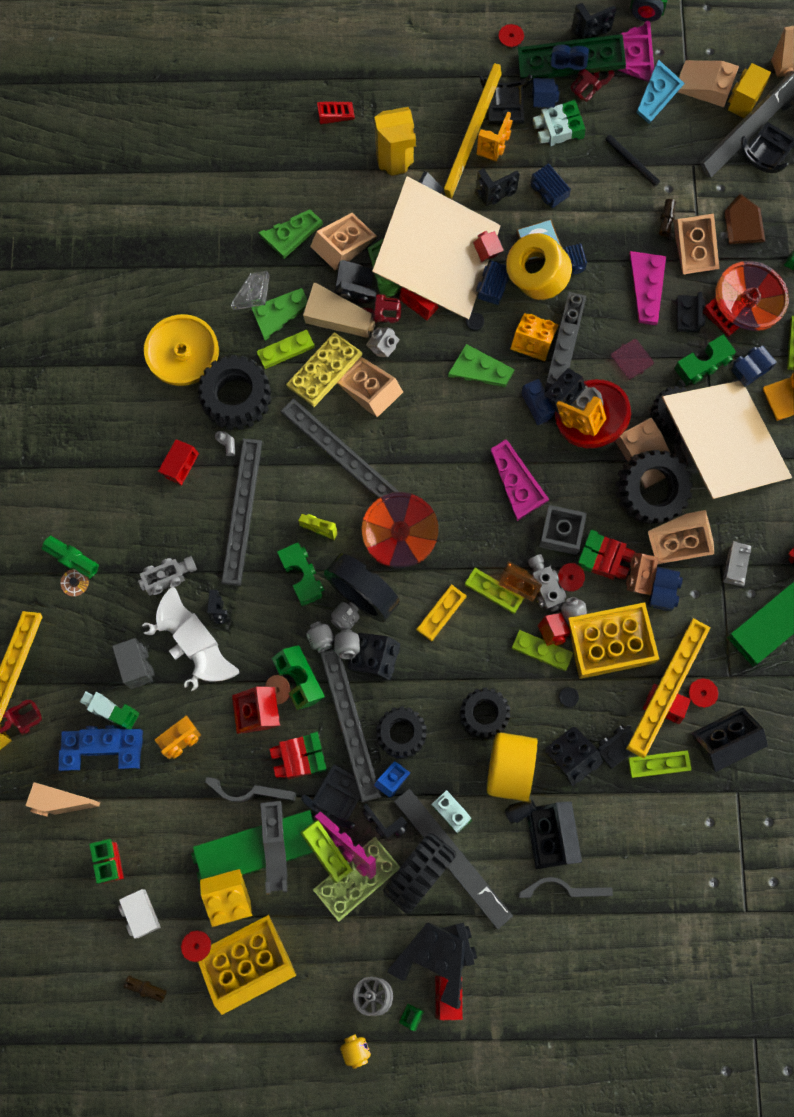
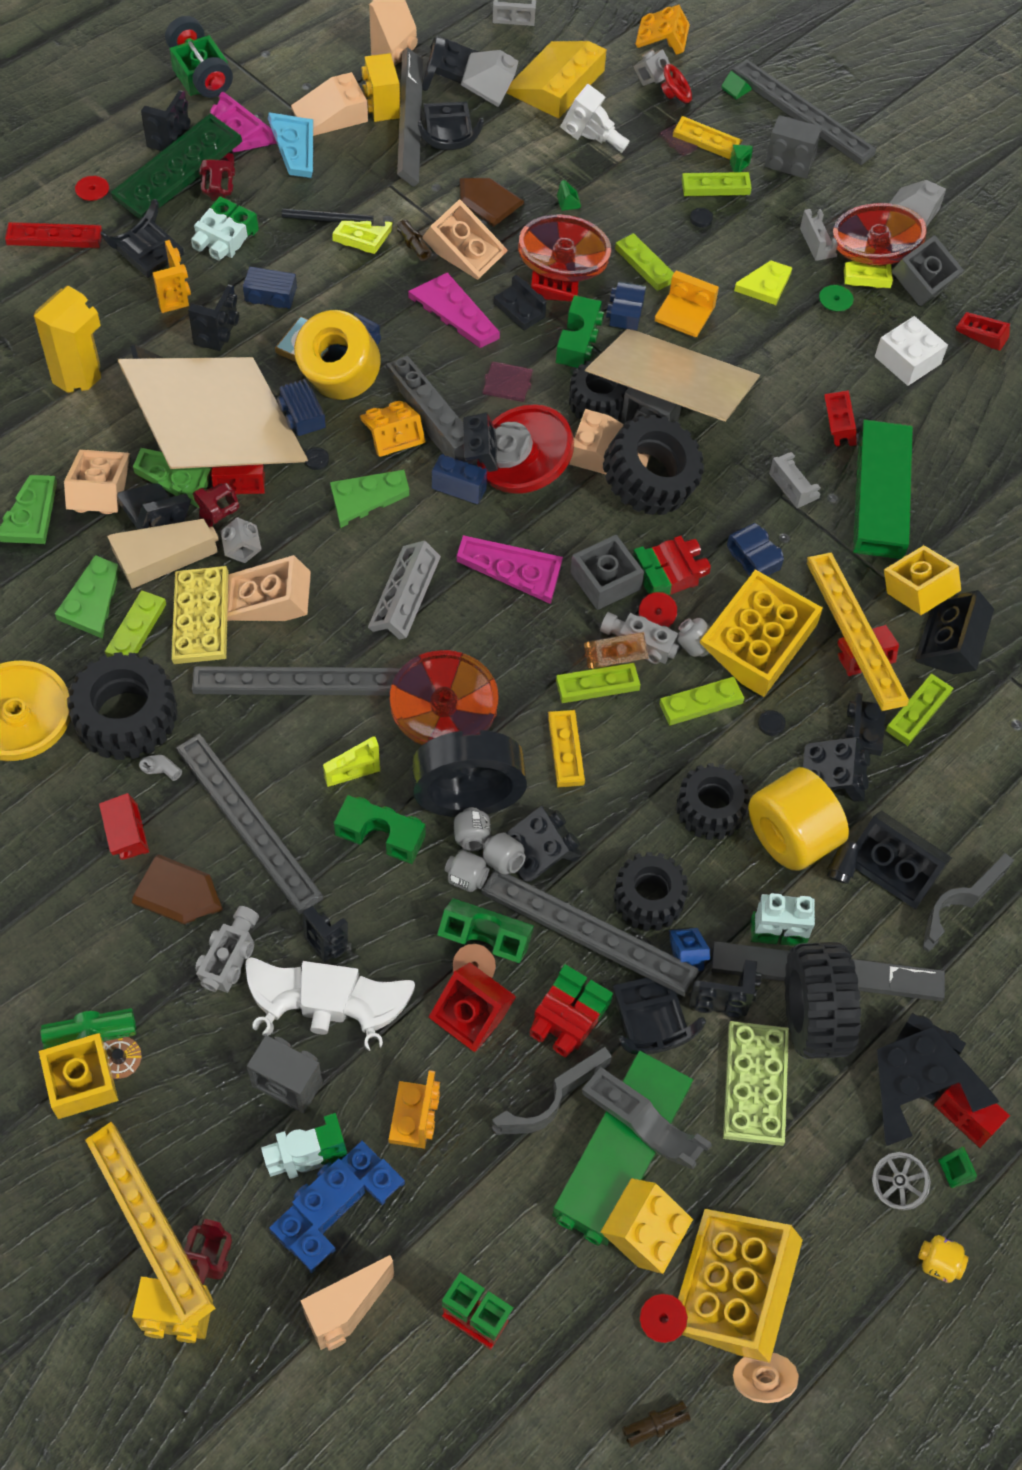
camera: 50 degrees left, 15 degrees down
(43, 577) = (78, 1076): none -> yellow brick
(139, 914) = (565, 1345): white brick -> none
(175, 519) = (176, 891): none -> reddish brown tile
(207, 1012) = (765, 1380): none -> light nougat dish
(253, 291) = (41, 598): clear wing -> none
(326, 851) = (703, 1073): lime plate -> none
(365, 865) = (728, 1049): dark pink wing -> none
(445, 447) = (408, 590): none -> light grey fence
(461, 52) = (53, 235): none -> red tile
(472, 130) = (138, 284): yellow tile -> none
(487, 245) = (262, 377): brick -> none
(544, 93) = (182, 209): dark blue brick -> none
(554, 629) = (695, 667): red brick -> none
(565, 56) = (183, 156): dark blue brick -> none
(585, 421) = (521, 452): light orange bracket -> none
(640, 190) = (362, 235): none -> neon yellow wing
(642, 573) = (721, 552): nougat bracket -> none
(682, 538) = (727, 489): light nougat slope -> none
(703, 693) = (888, 612): red piece -> none
(741, 692) = (922, 580): none -> yellow brick

